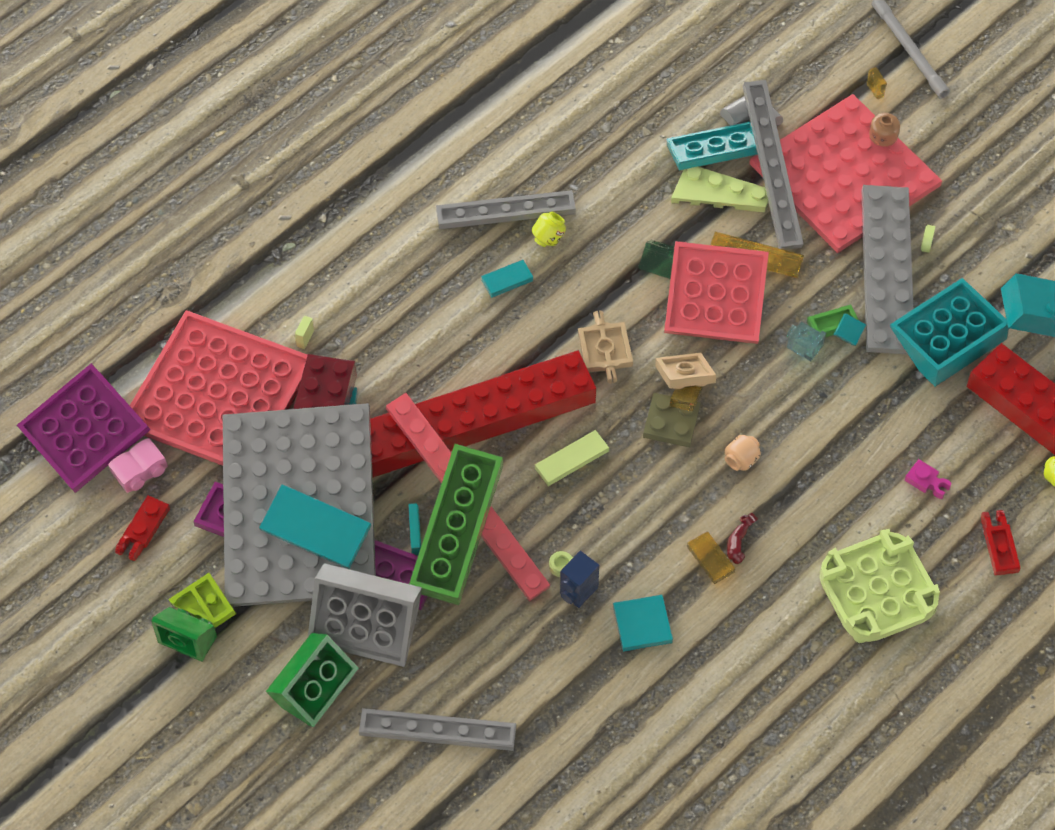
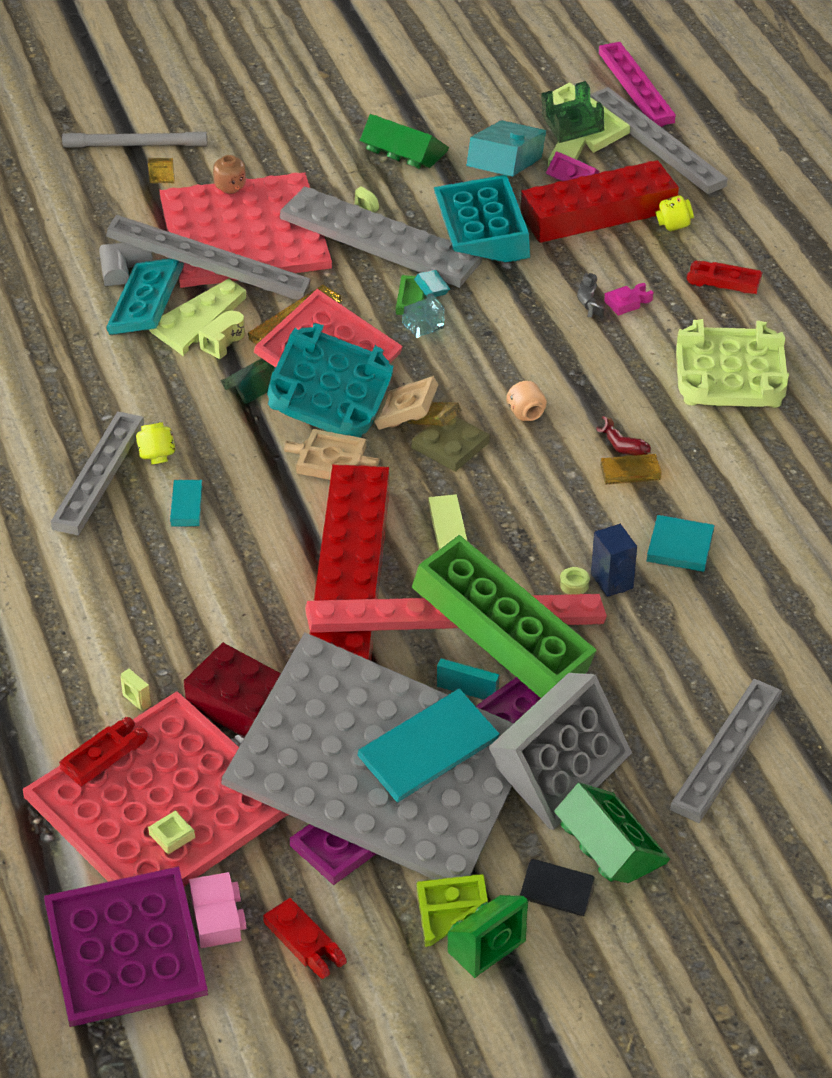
camera: 65 degrees left, 15 degrees down
(185, 410) = (171, 832): none -> yellowish green tile
(232, 338) = (102, 750): none -> red hinge
(250, 663) = (558, 887): none -> black slope
(671, 308) = (329, 382): none -> teal plate
(703, 215) = (221, 333): none -> yellowish green leg
(909, 446) = (585, 295): none -> dark grey arm
(1028, 231) = (402, 142): none -> green slope

